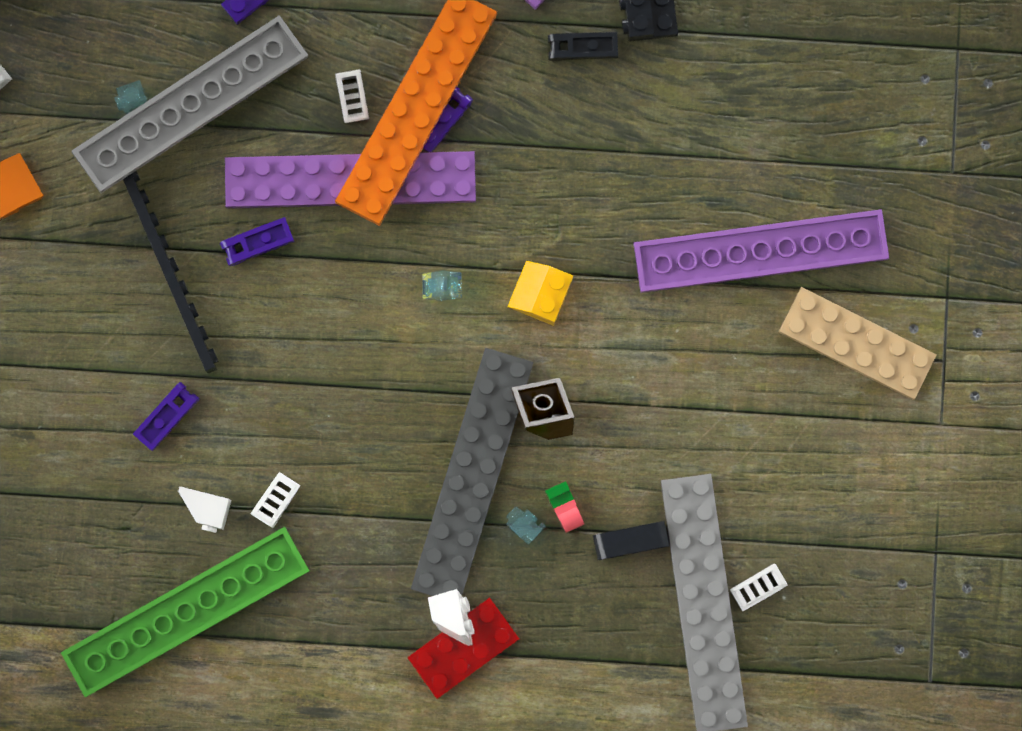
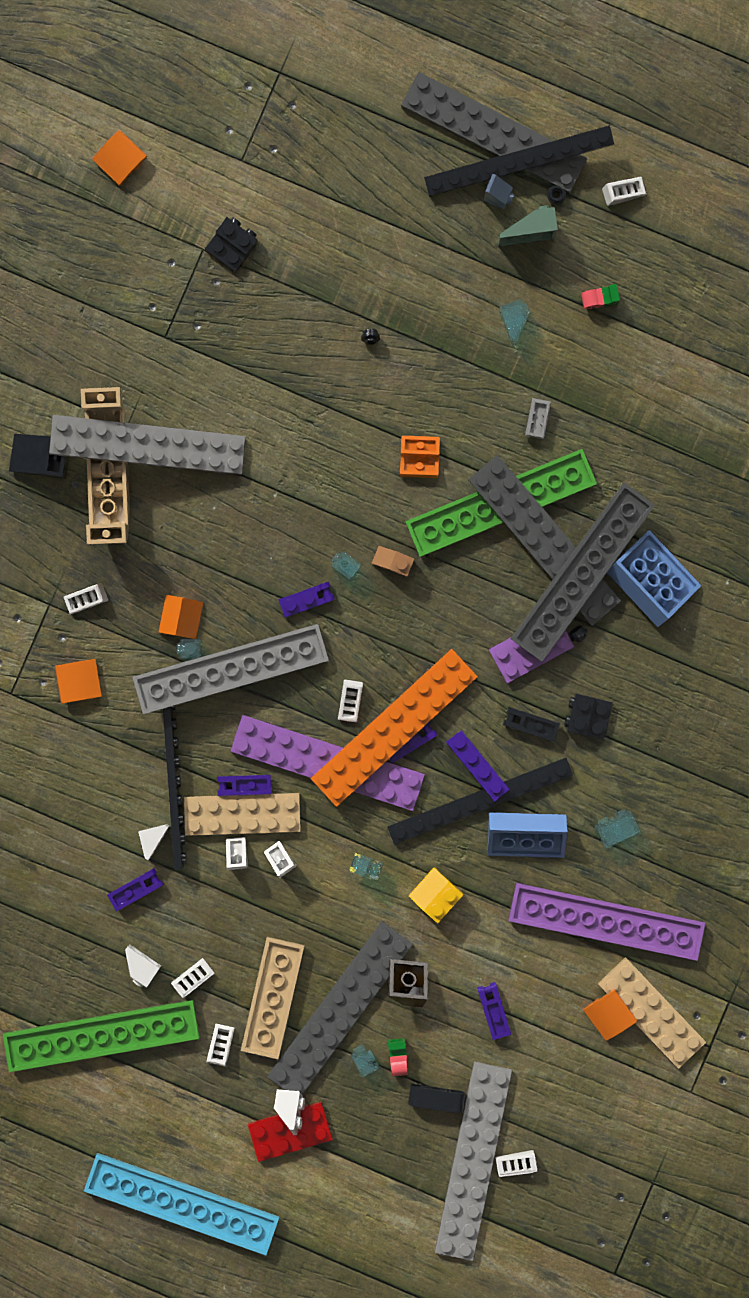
camera: 25 degrees right, 5 degrees up
(107, 65) = (181, 617): none -> orange slope
(165, 345) = (151, 838): none -> white slope
(267, 278) = (242, 814): none -> tan plate
(276, 328) = (236, 853): none -> white slope
(333, 316) = (280, 859): none -> white slope
(342, 593) = (215, 1061): none -> white slope
(383, 489) = (272, 997): none -> tan plate
(535, 118) = (477, 766): none -> dark purple plate
(553, 161) = (478, 801): none -> black plate
(626, 180) = (527, 835): none -> medium blue slope
(663, 409) = (494, 1011): none -> dark purple plate
(732, 133) = (617, 828): none -> clear light blue brick
(807, 362) = (610, 1015): none -> orange slope

